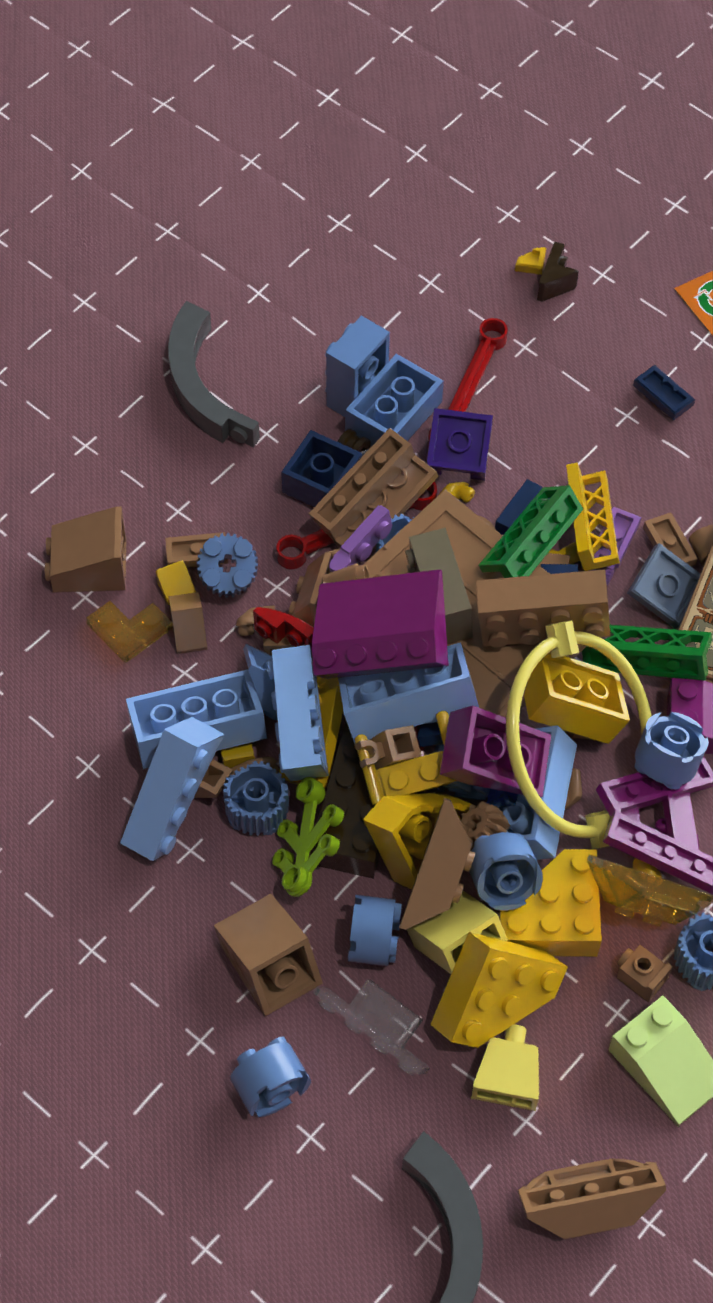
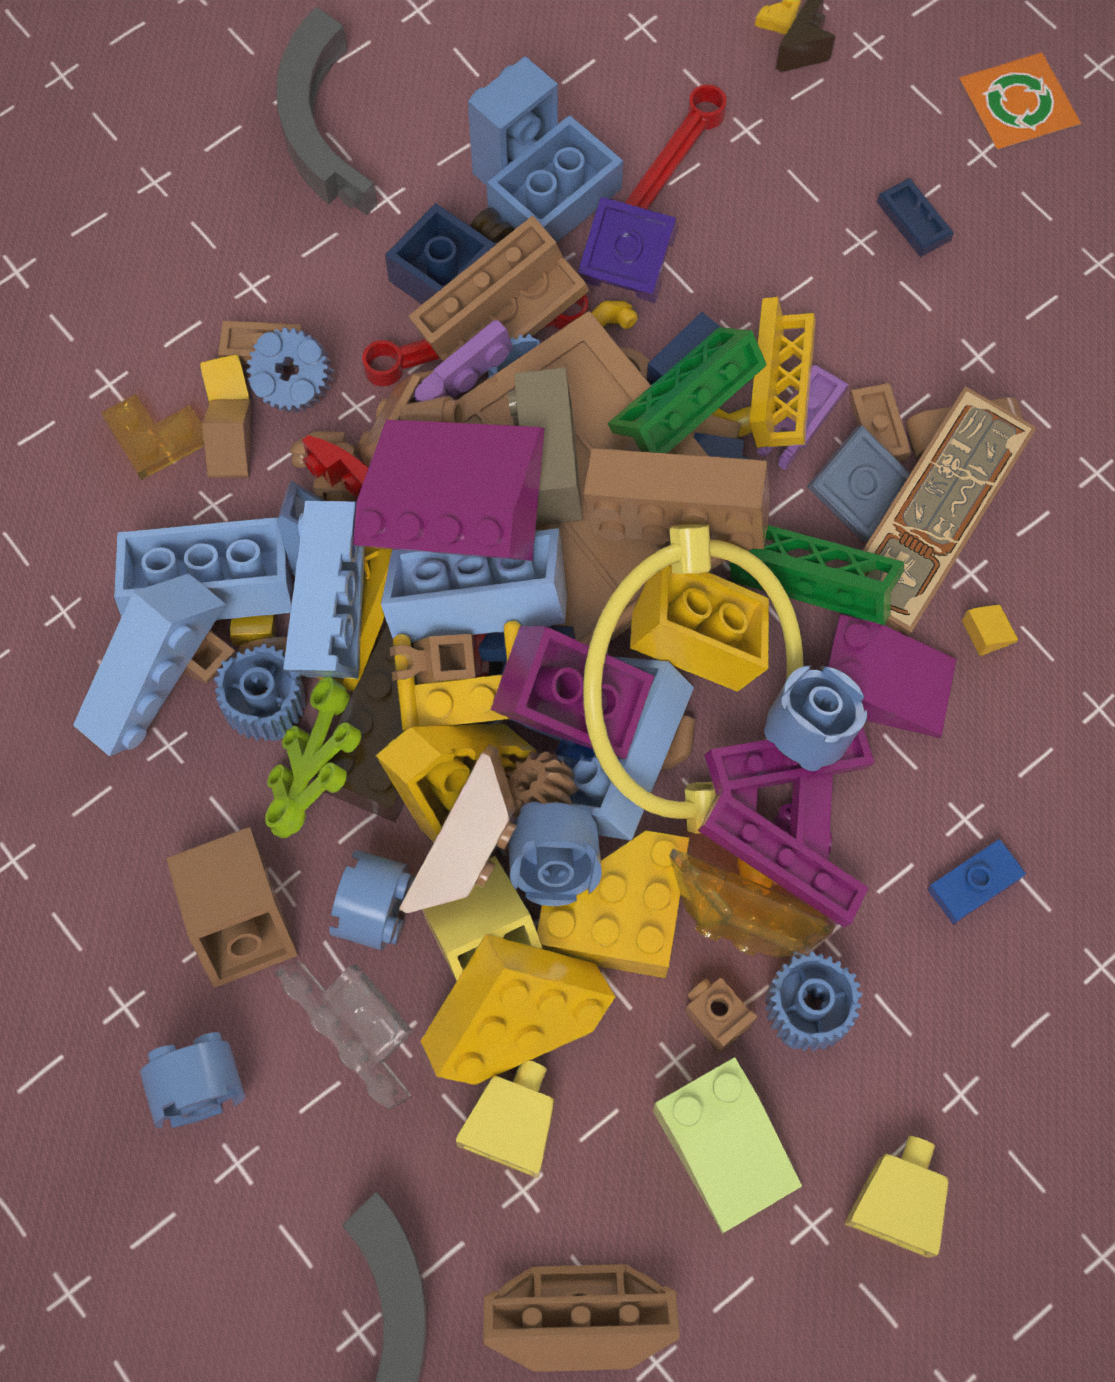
camera: 10 degrees right, 10 degrees up
(88, 553) = (120, 327): medium nougat slope -> none

